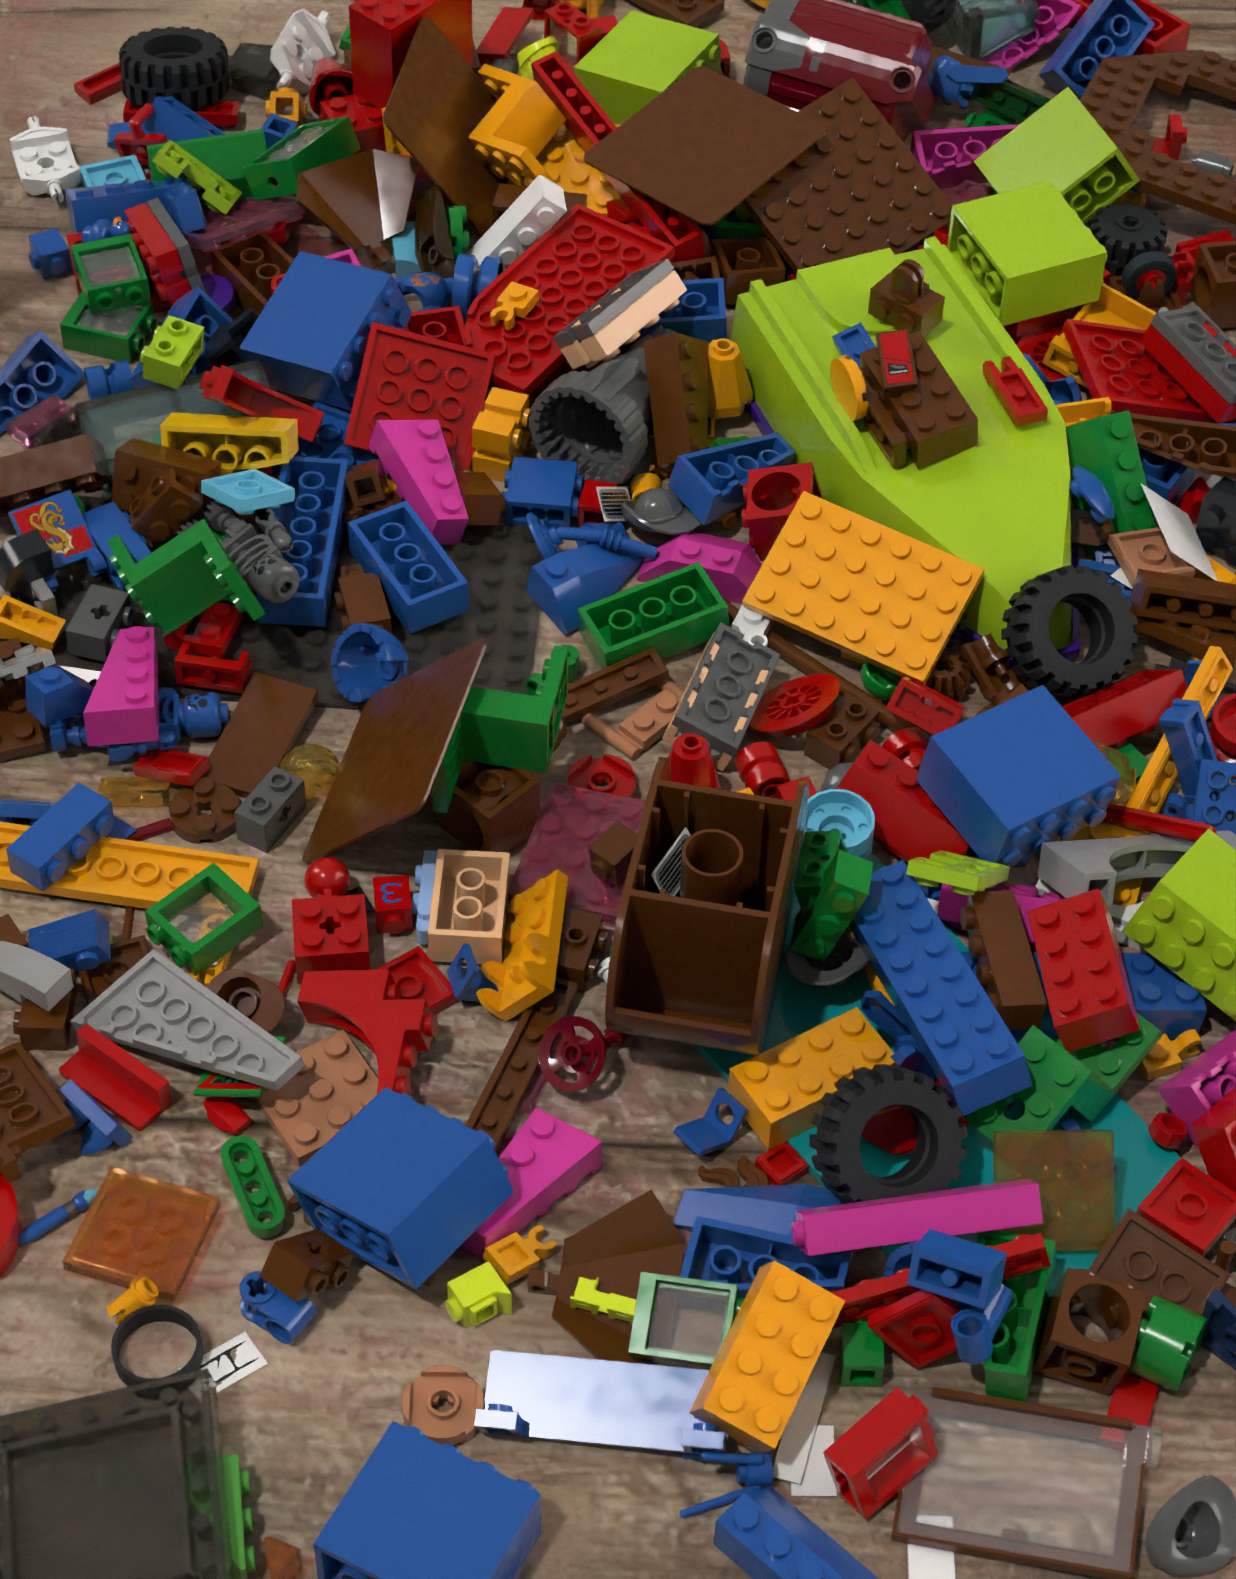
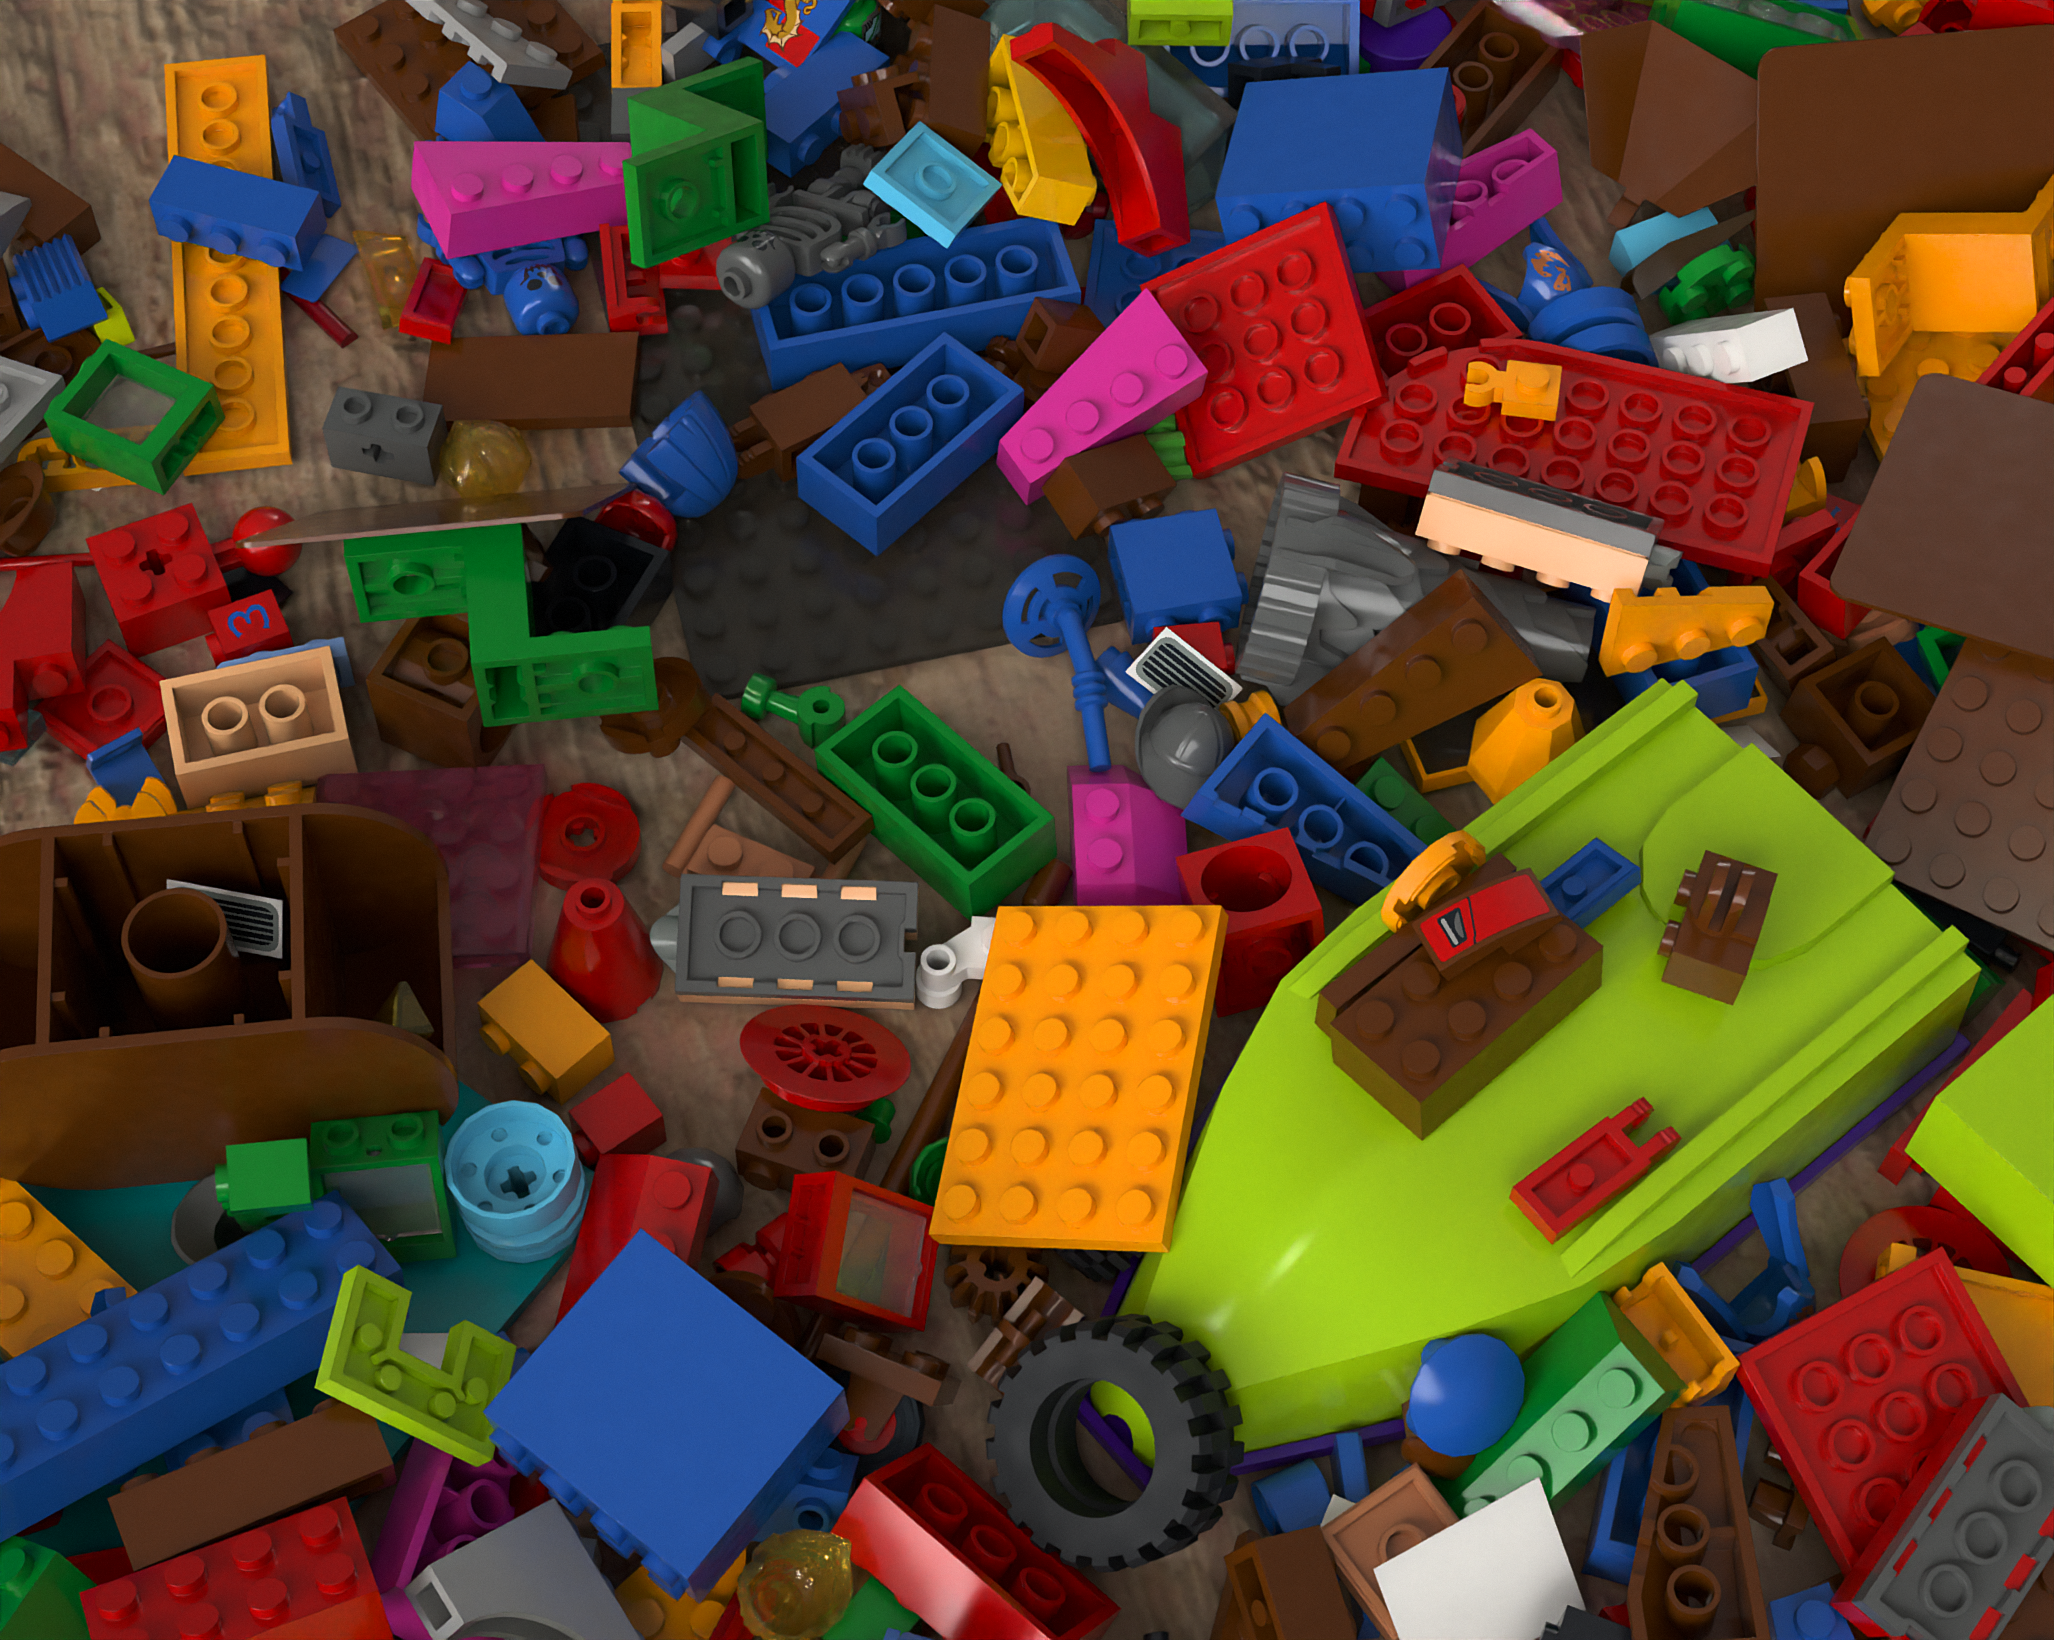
camera: 70 degrees right, 10 degrees up
(201, 796) = (373, 344): reddish brown plate -> none
(501, 432) = (1250, 465): light orange brick -> none
(578, 579) = (1007, 688): blue wedge -> none
(700, 289) = (1677, 627): none -> light orange wing
(761, 768) = (670, 1050): red wheel -> none

